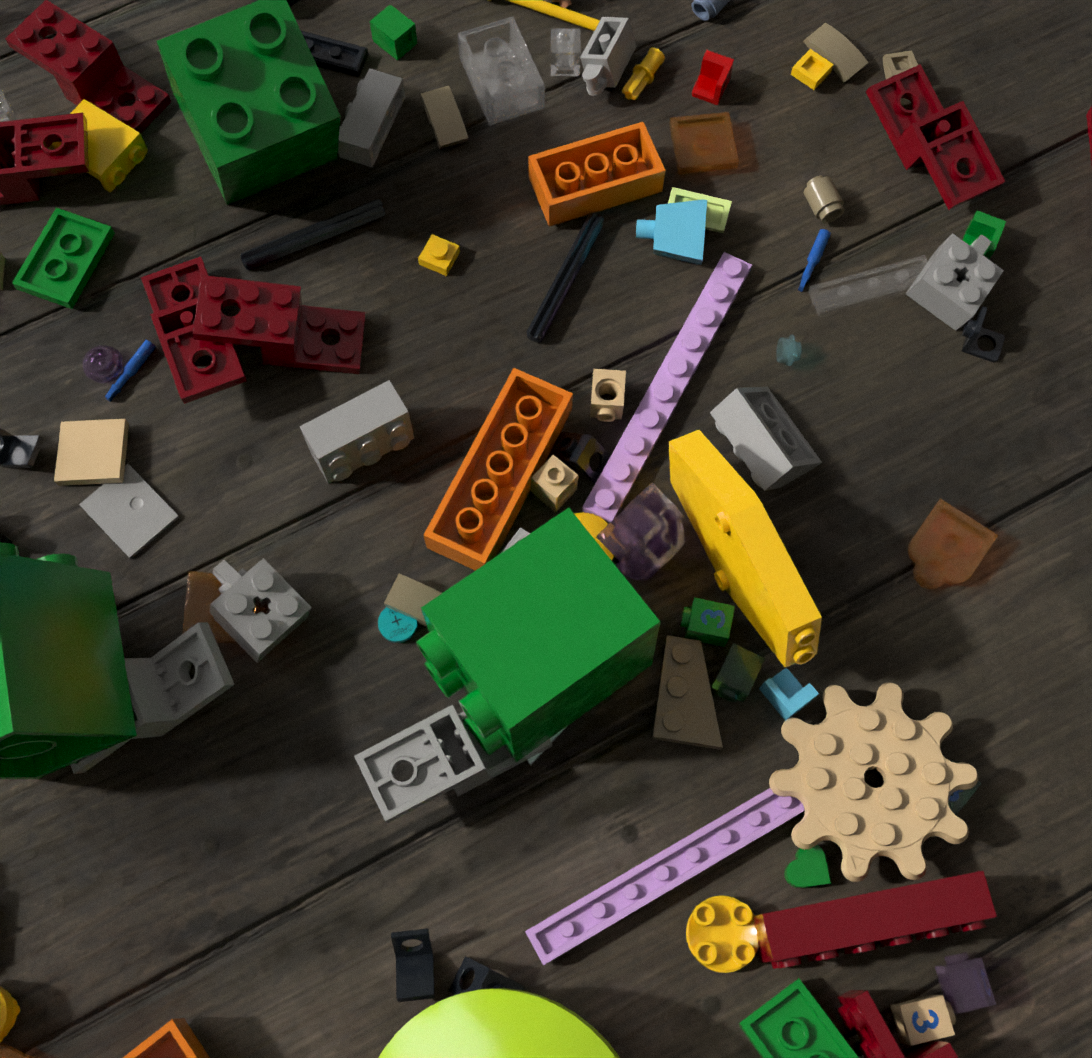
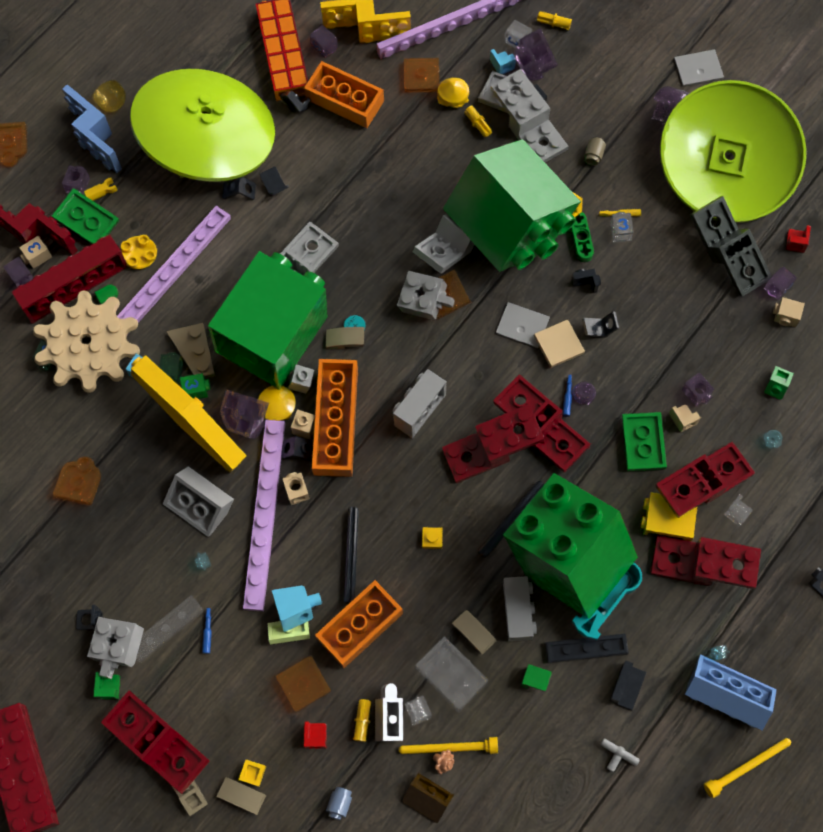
camera: 160 degrees right, 0 degrees up
(824, 199) = (213, 672): dark tan brick -> none

